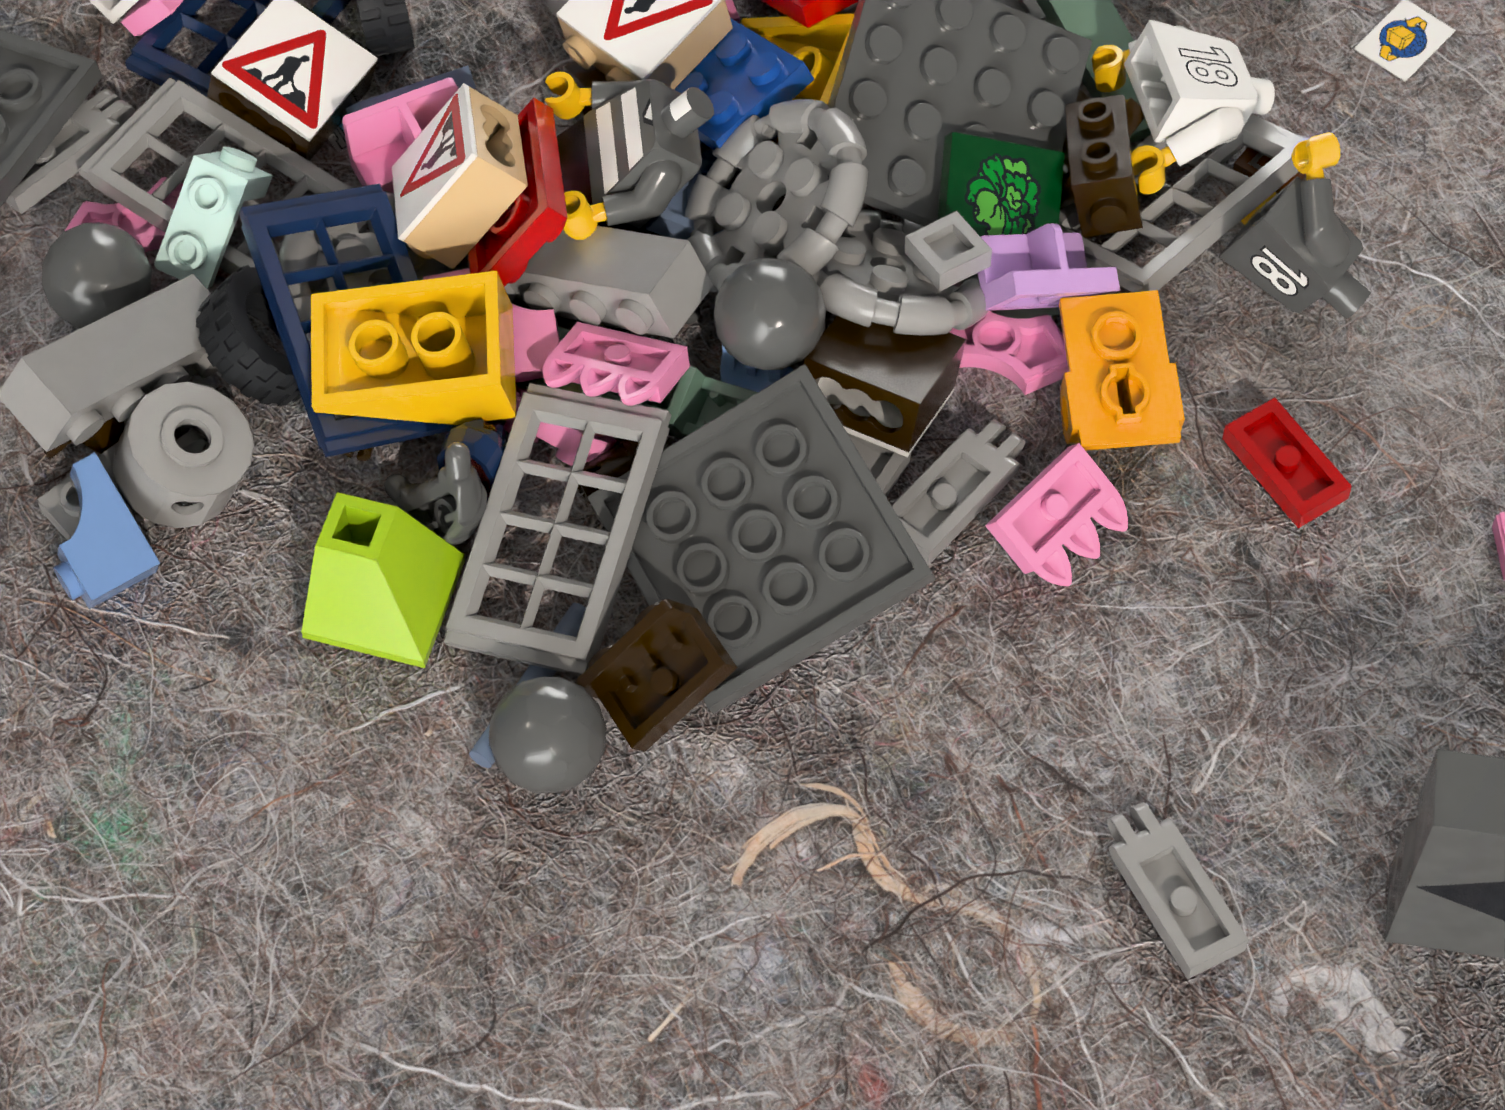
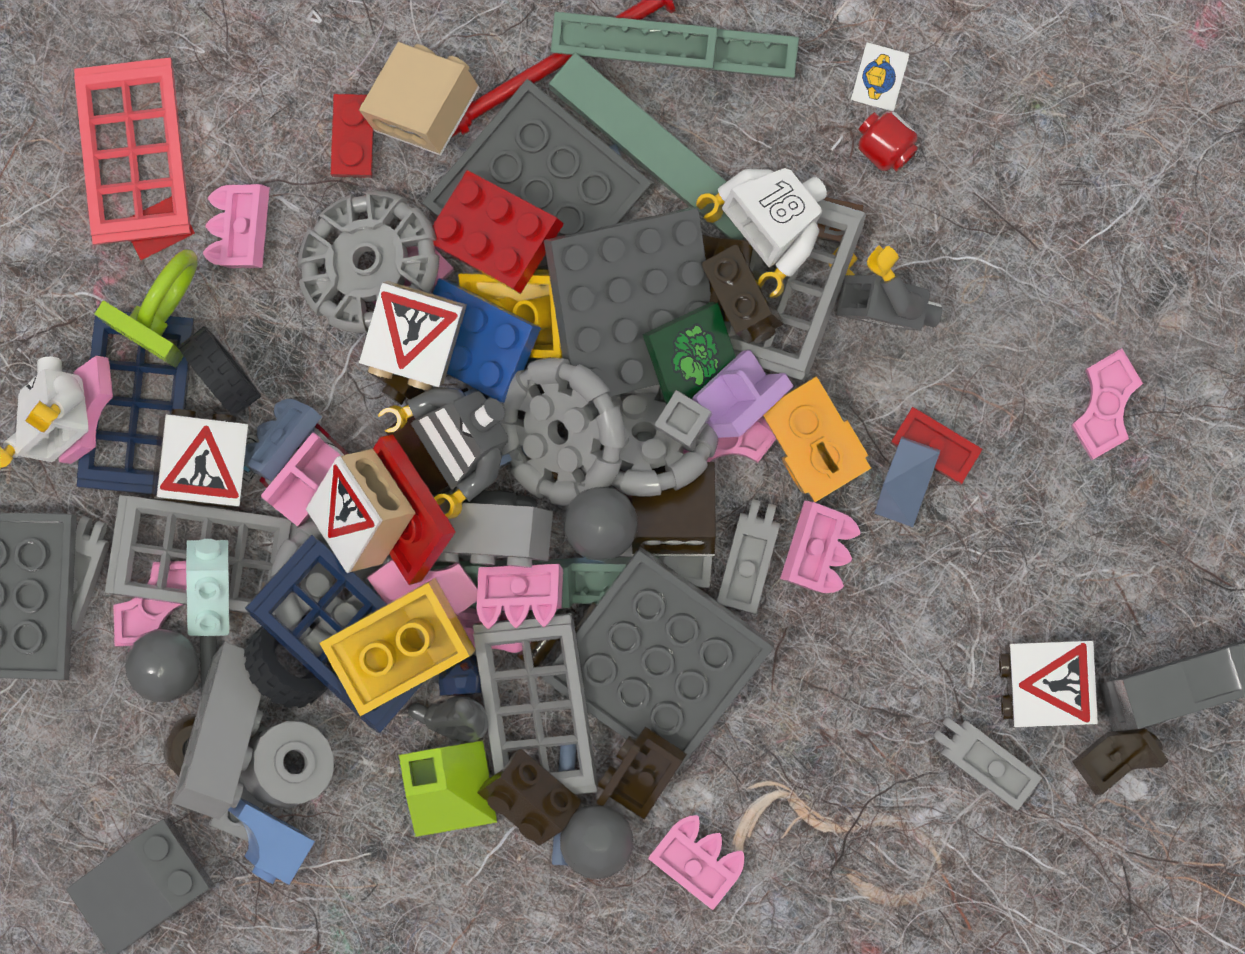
camera: 25 degrees left, 25 degrees up
(483, 635) = (530, 798): none -> dark brown bracket
(673, 836) = (696, 863): none -> bright pink plate
(1220, 481) = (907, 481): none -> sand blue slope
(1314, 821) = (1049, 684): none -> piece
(1383, 97) = (887, 141): none -> red head
(1385, 958) = (1117, 755): none -> dark brown bracket

